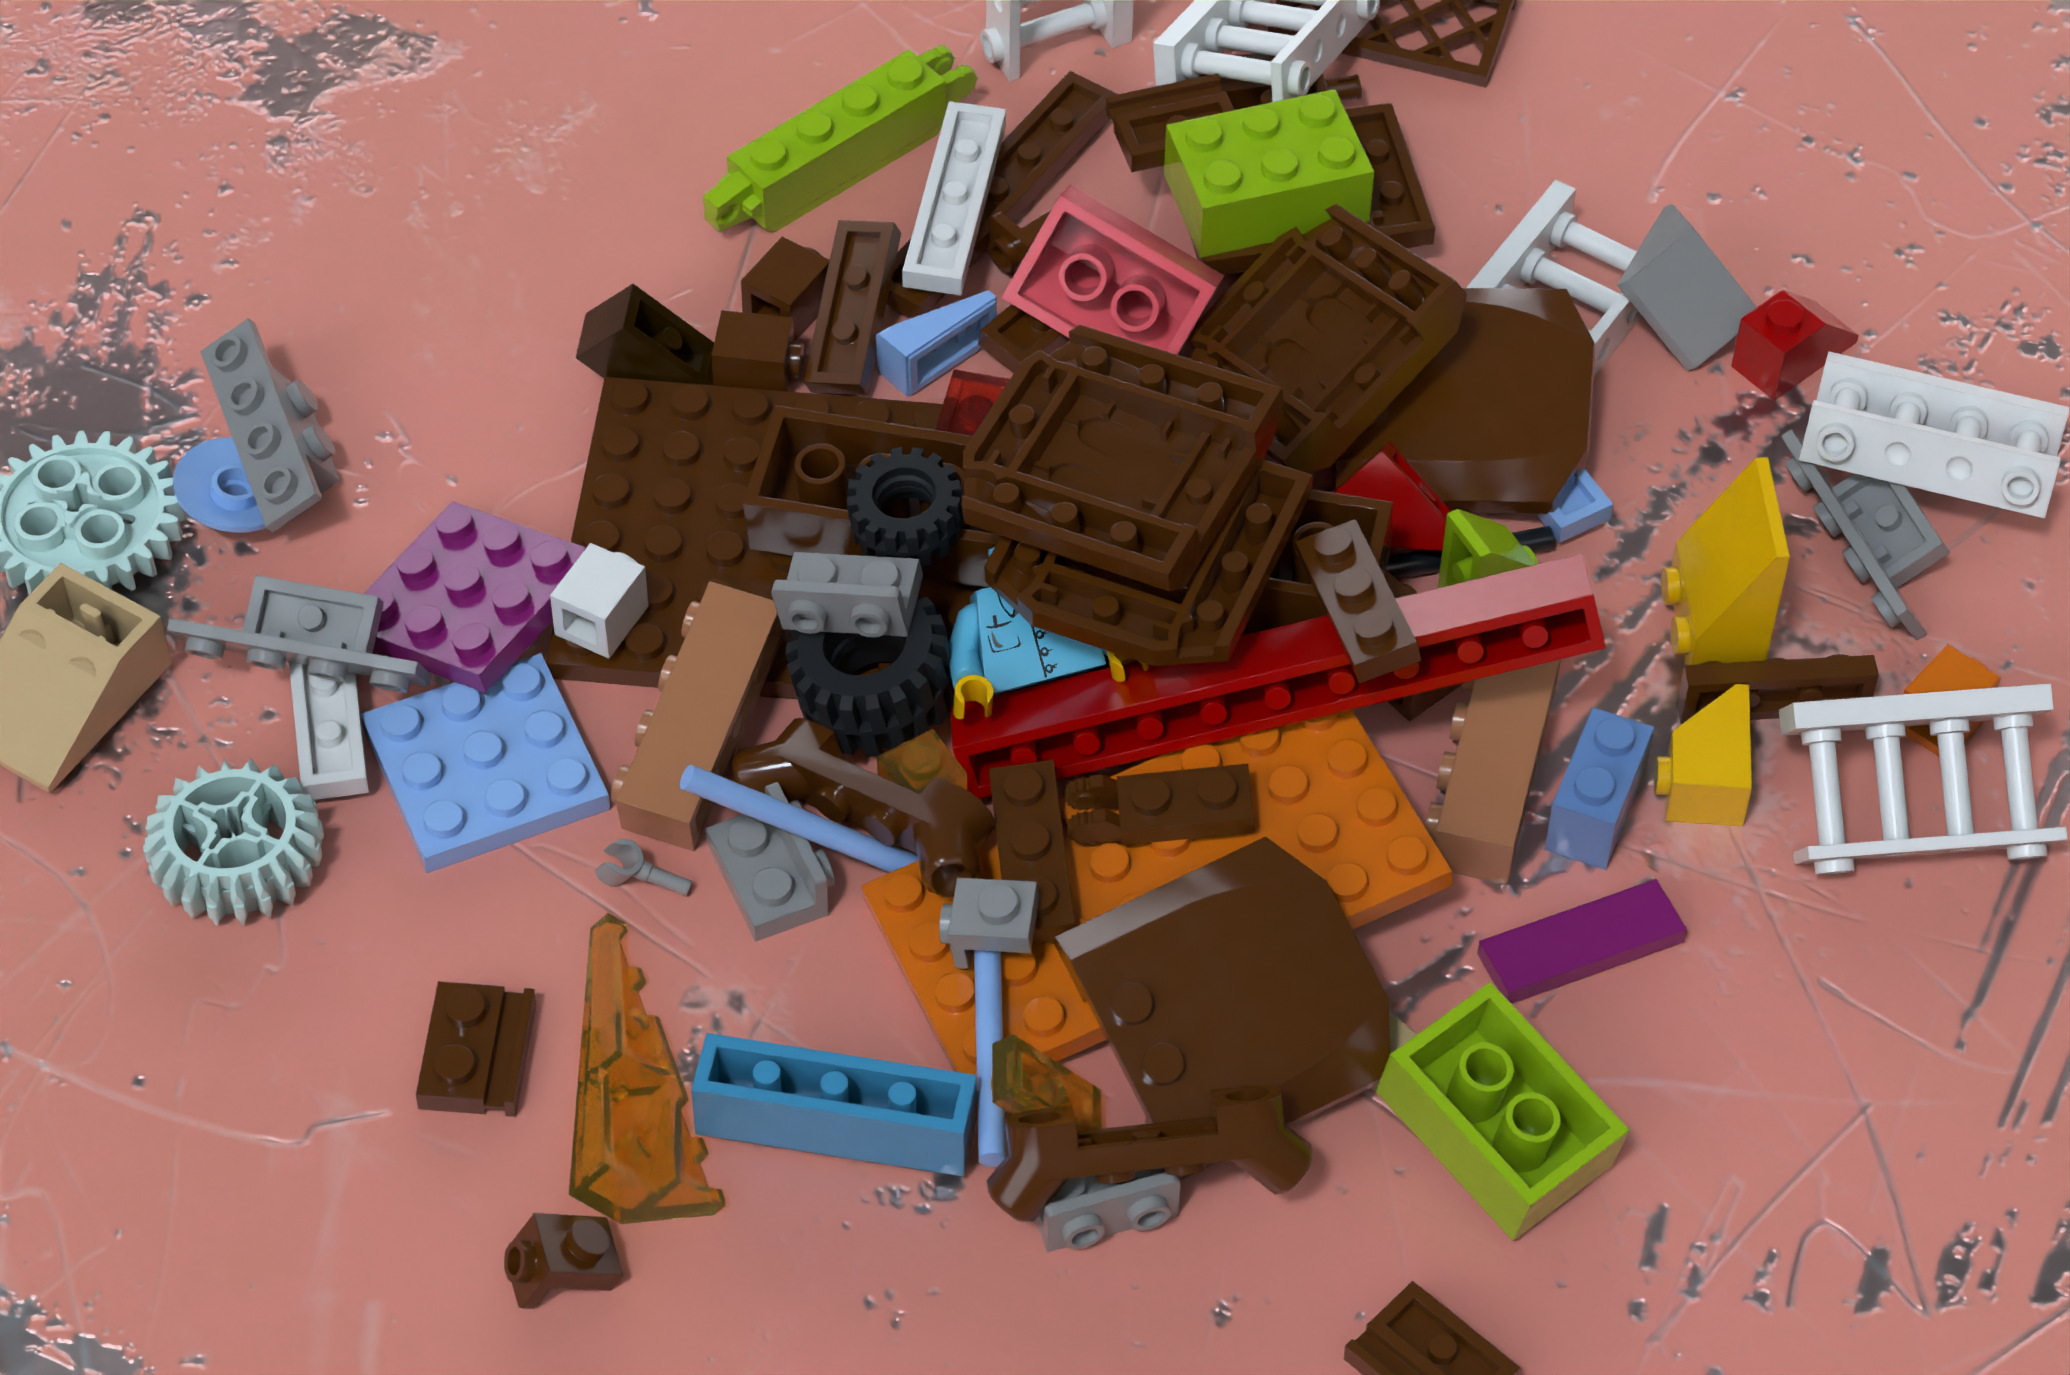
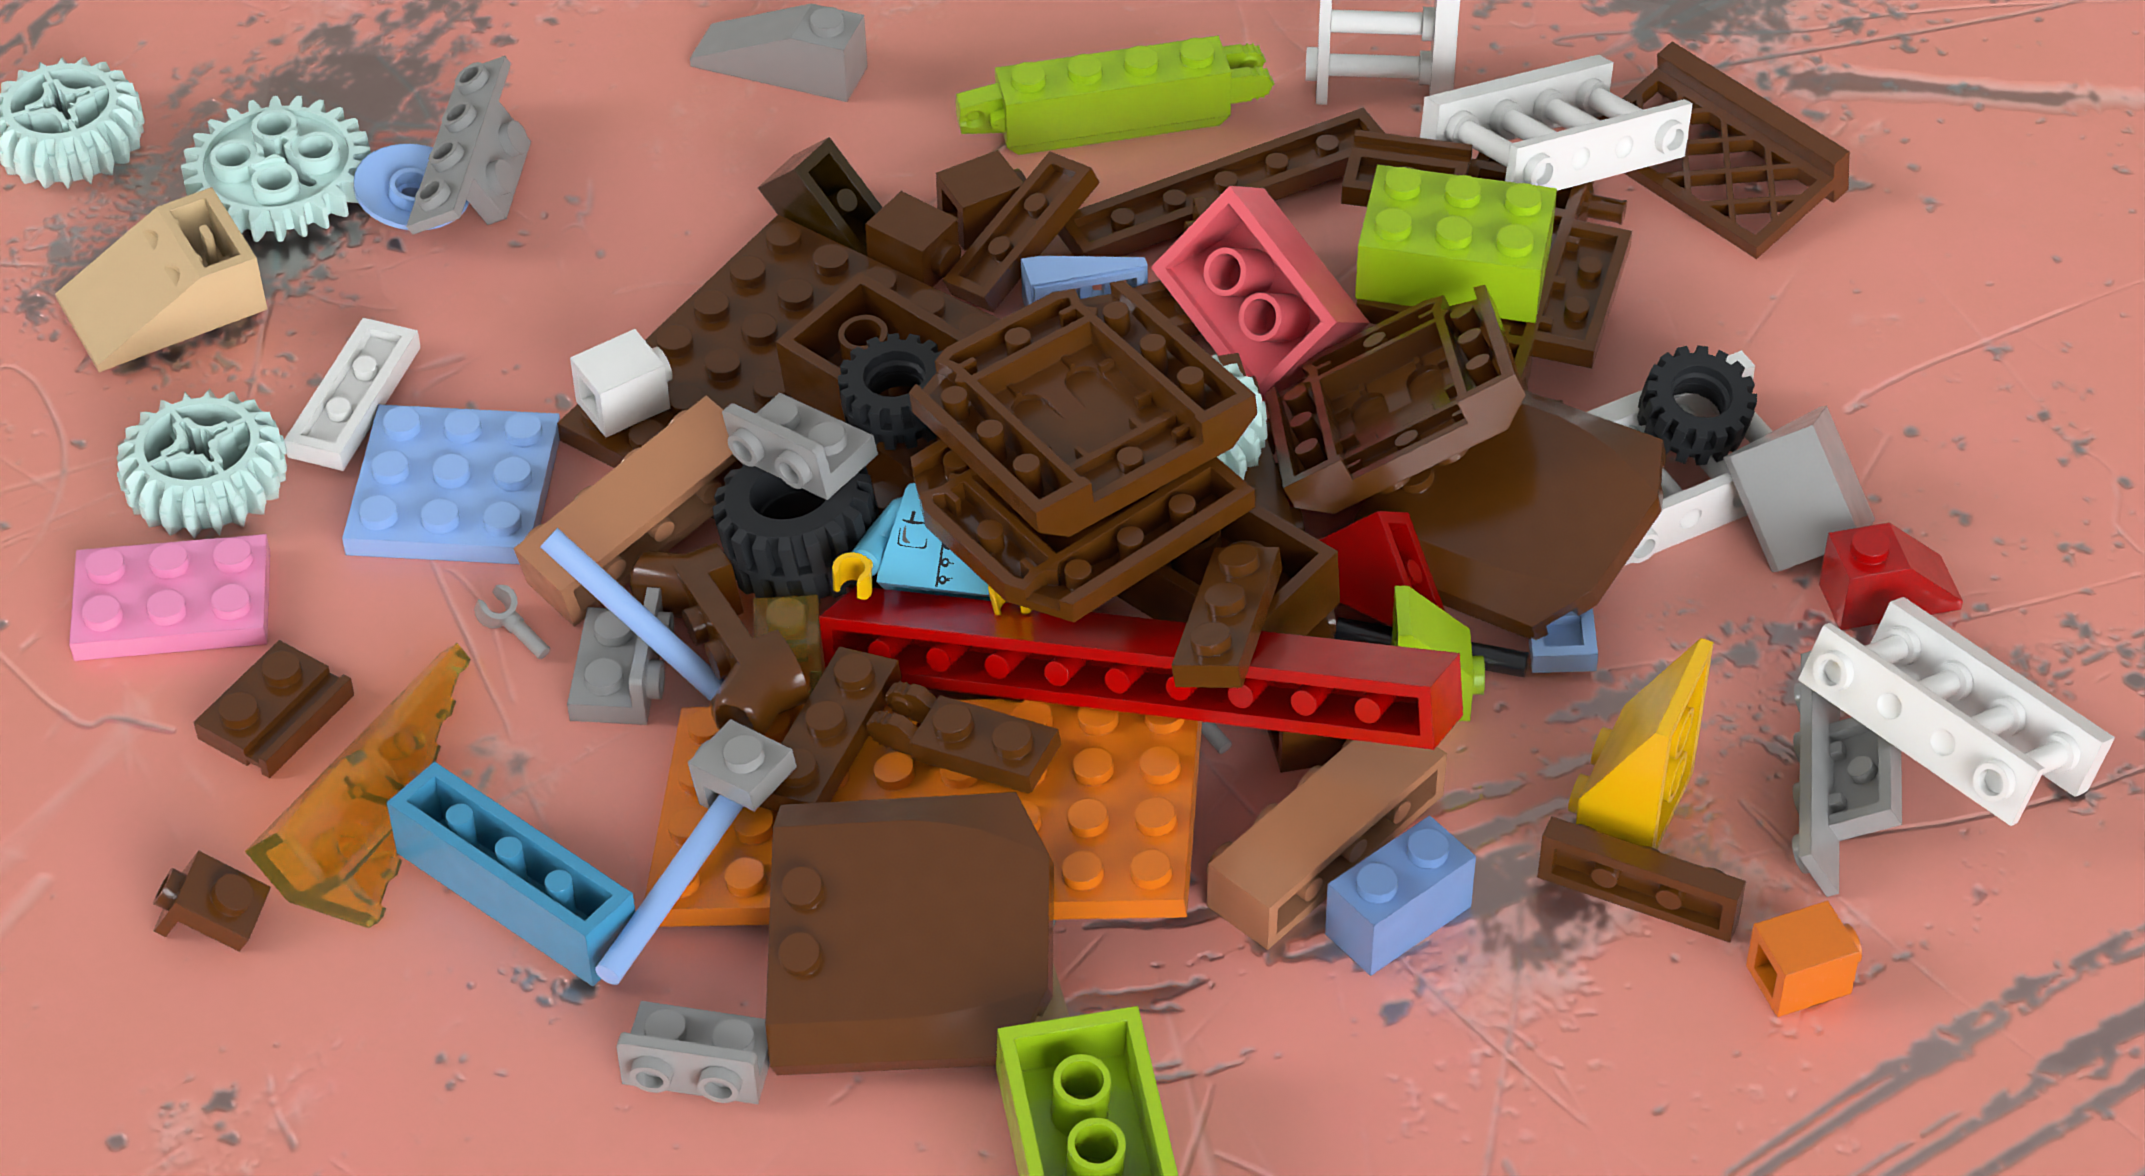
camera: 30 degrees right, 5 degrees down
(293, 985) = (170, 597): none -> bright pink plate
(310, 627) = (372, 312): light grey bracket -> none
(470, 595) = (520, 341): magenta plate -> none
(499, 206) = (791, 48): none -> light grey slope
(954, 198) = (1171, 172): white plate -> none
(1032, 1080) = (694, 942): clear yellow plate -> none
(1243, 1129) = (822, 1033): reddish brown plate -> none
(1569, 219) = (1709, 378): none -> black tyre
(1581, 941) = (1294, 1026): magenta tile -> none
(1709, 764) = (1527, 916): yellow slope -> none
(1948, 718) = (1765, 961): white fence -> none

